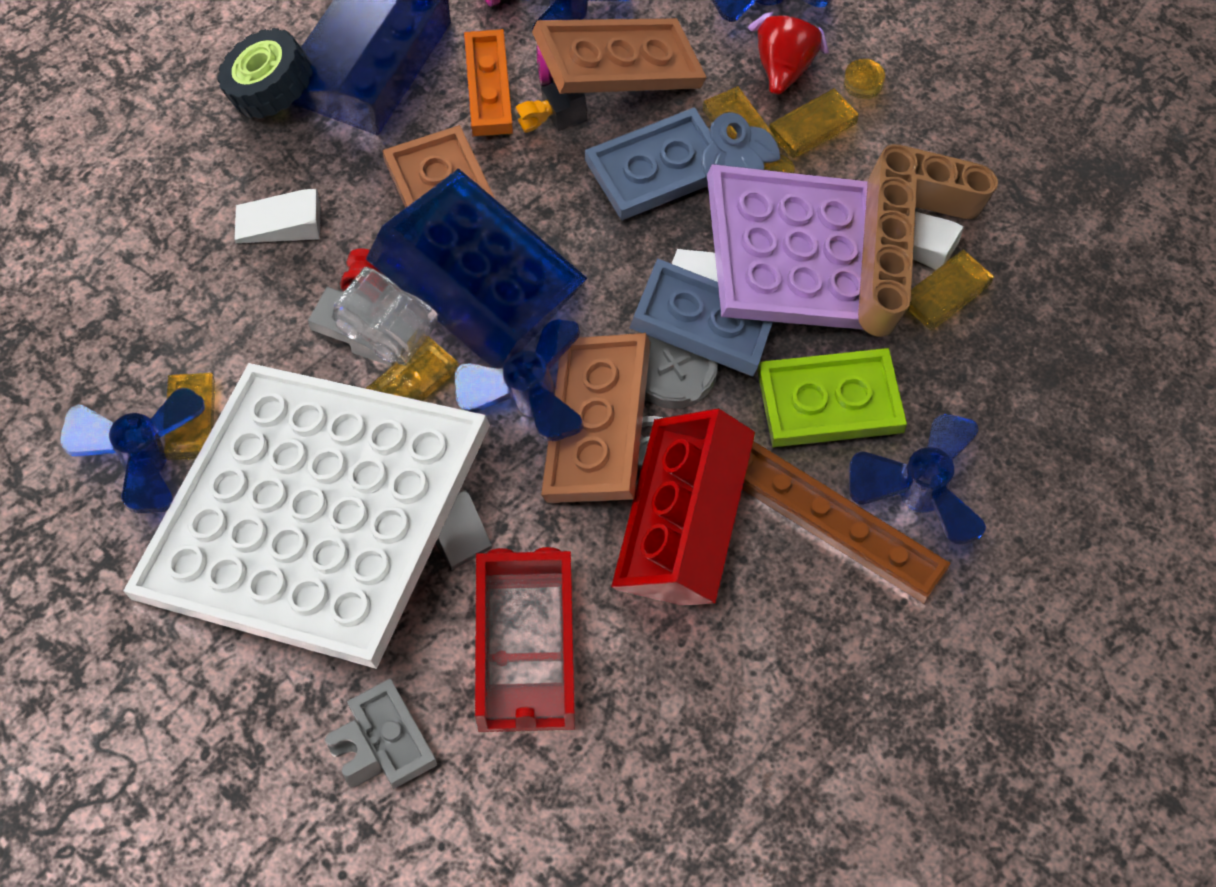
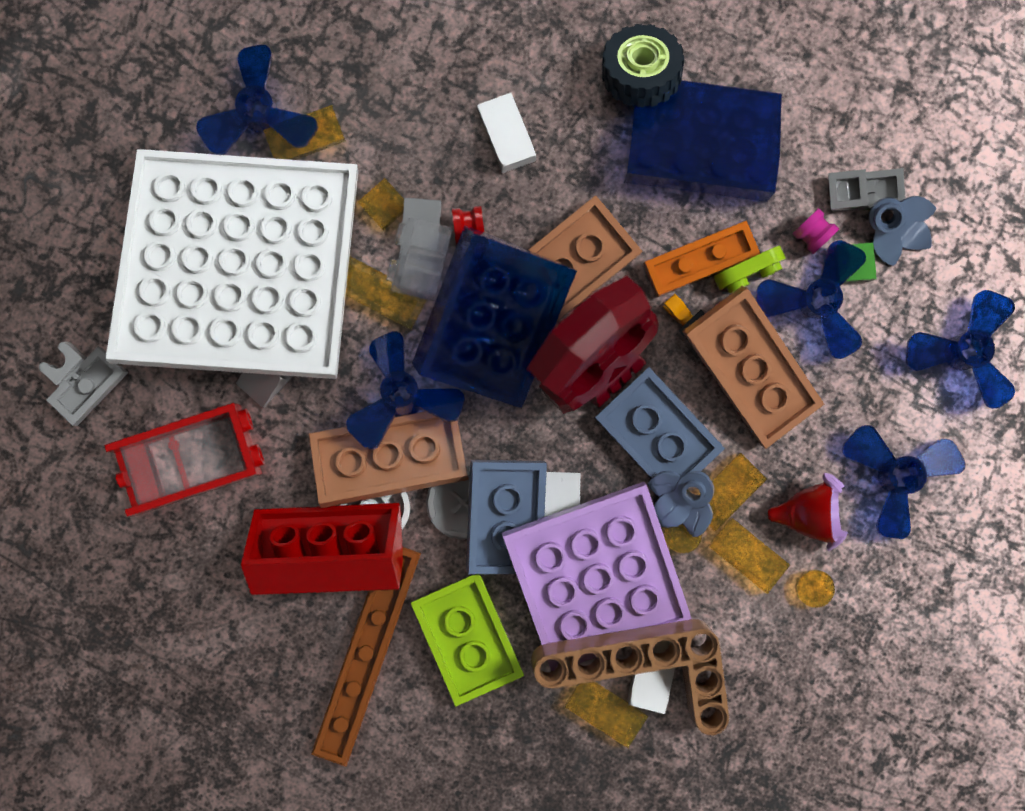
camera: 70 degrees right, 25 degrees up
(305, 355) = (383, 204): none -> clear yellow tile
(515, 31) = (763, 263): none -> lime plate
(552, 165) = (596, 347): none -> dark red brick
(879, 478) = (447, 743): clear blue piece -> none

